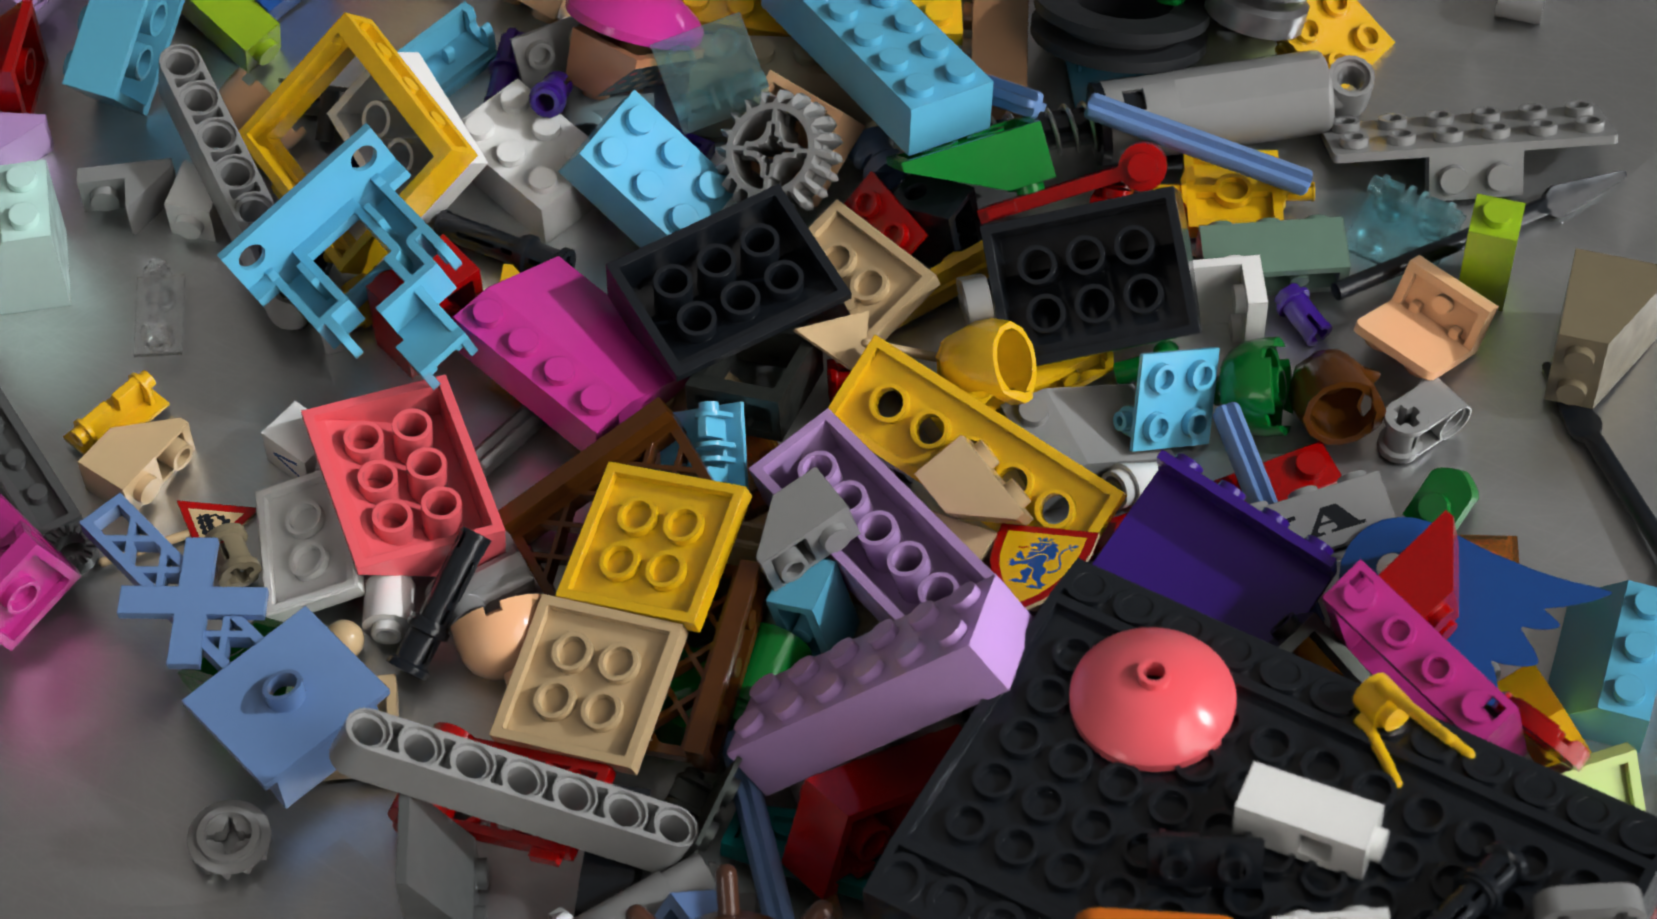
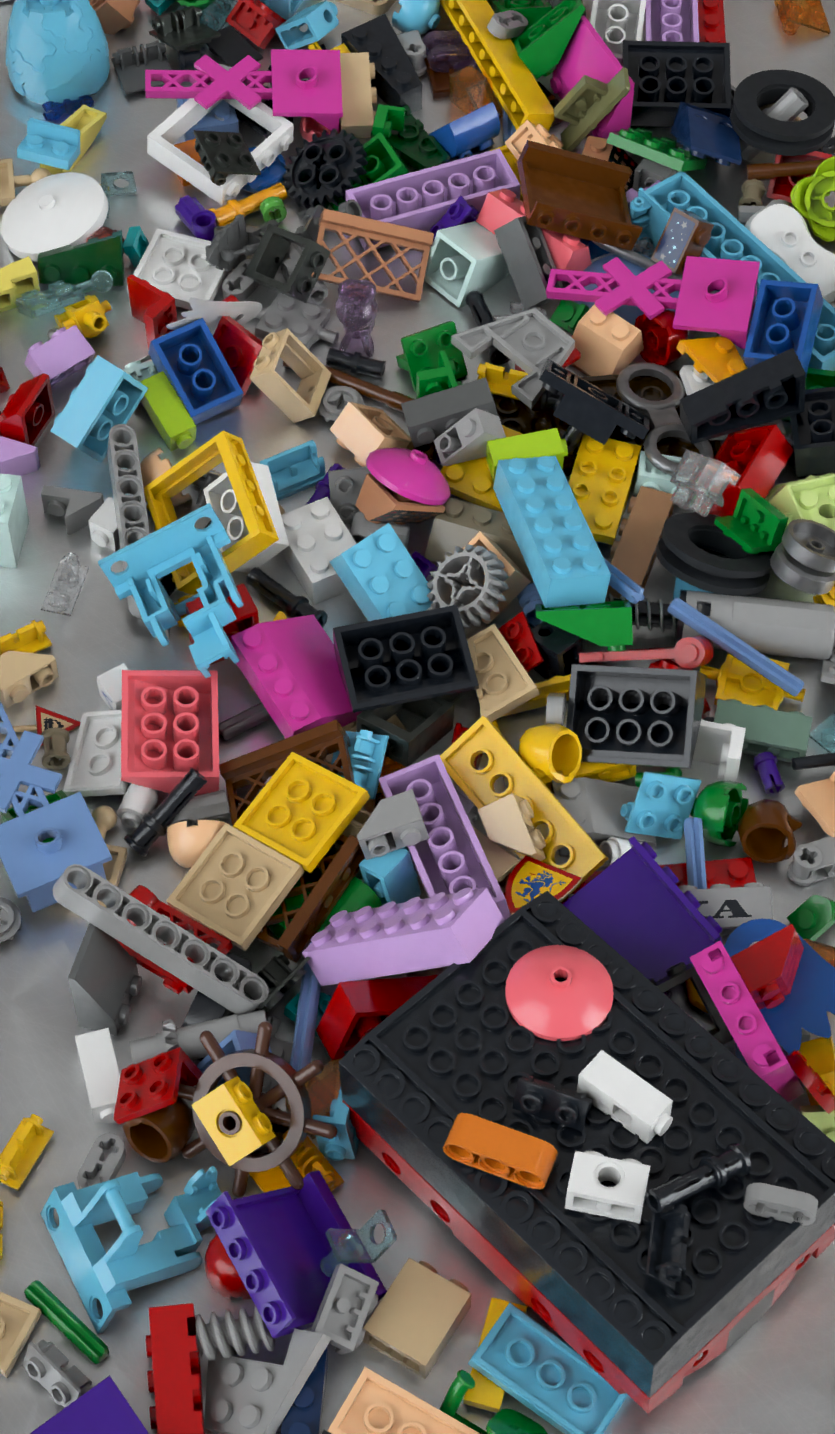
camera: 15 degrees right, 0 degrees up
(556, 94) = (339, 513): dark purple pin -> none
(710, 72) = (440, 523): clear light blue hinge -> none
(847, 339) = (468, 711): tan piece -> none
(1388, 707) = (703, 1039): yellow plant -> none

